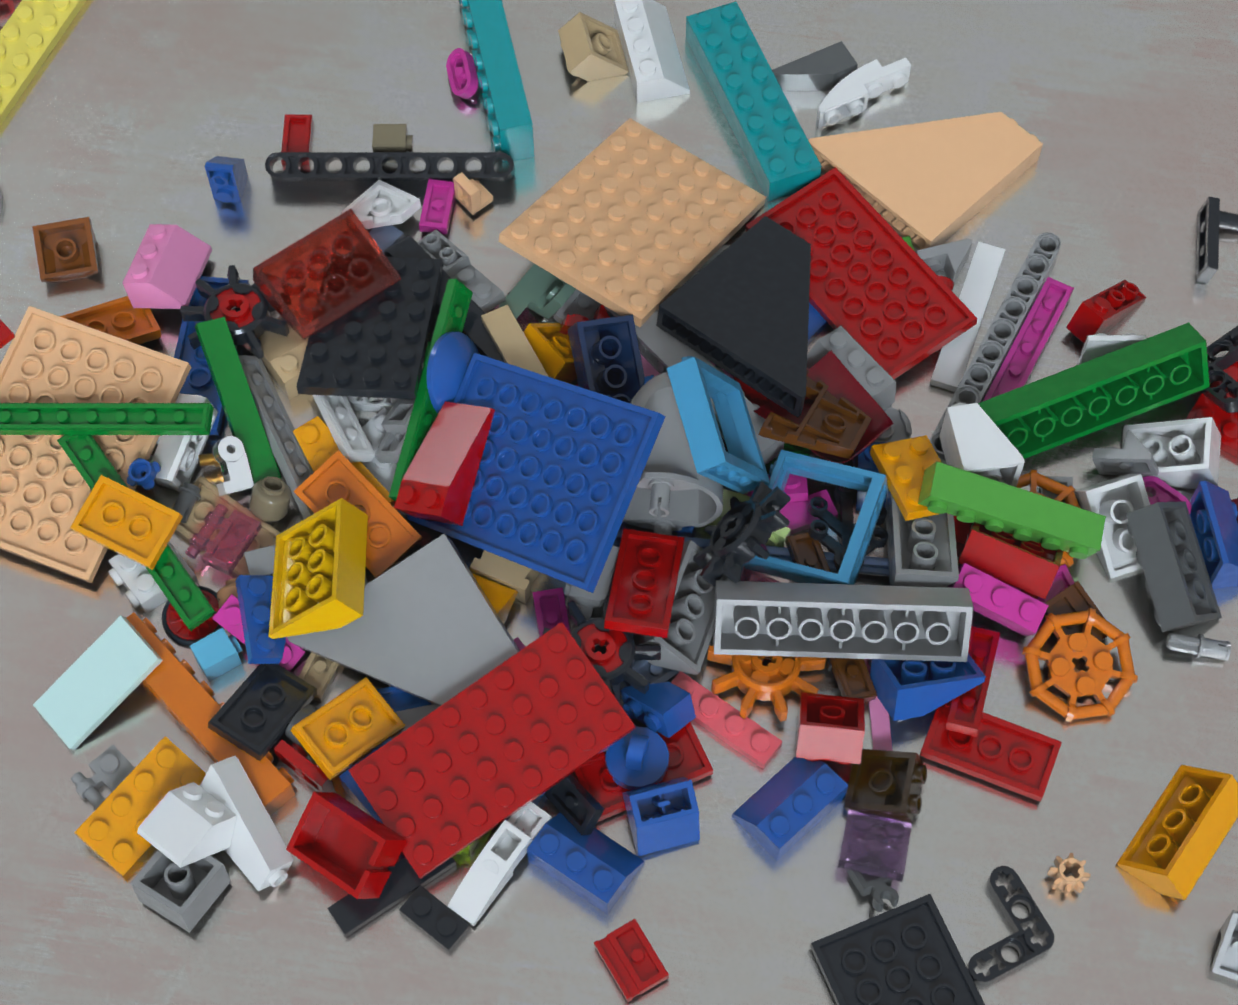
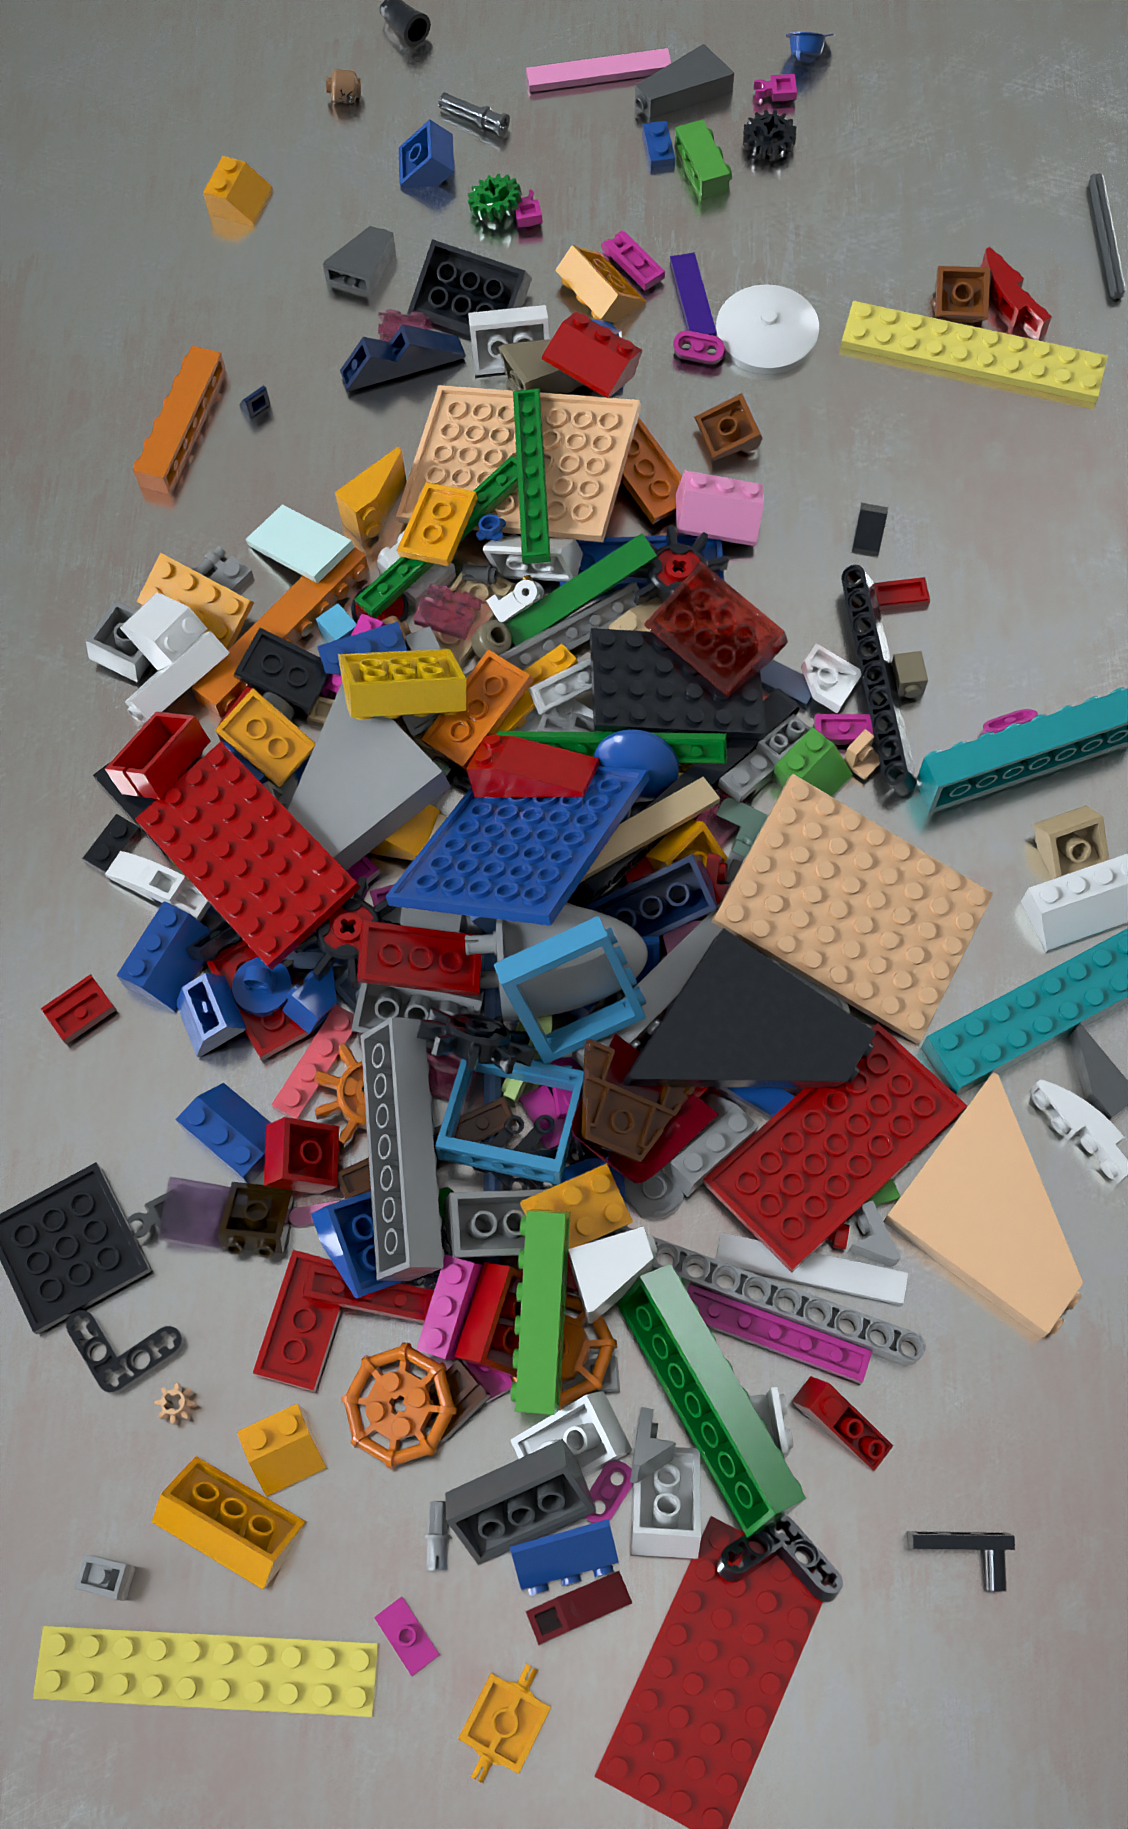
camera: 85 degrees right, 5 degrees up
(68, 605) = (371, 496): none -> light orange slope
(212, 143) = (870, 528): none -> black slope
(227, 178) = (834, 538): blue slope -> none
(477, 236) = (814, 761): none -> bright green slope
(1113, 777) = (282, 1449): none -> light orange slope

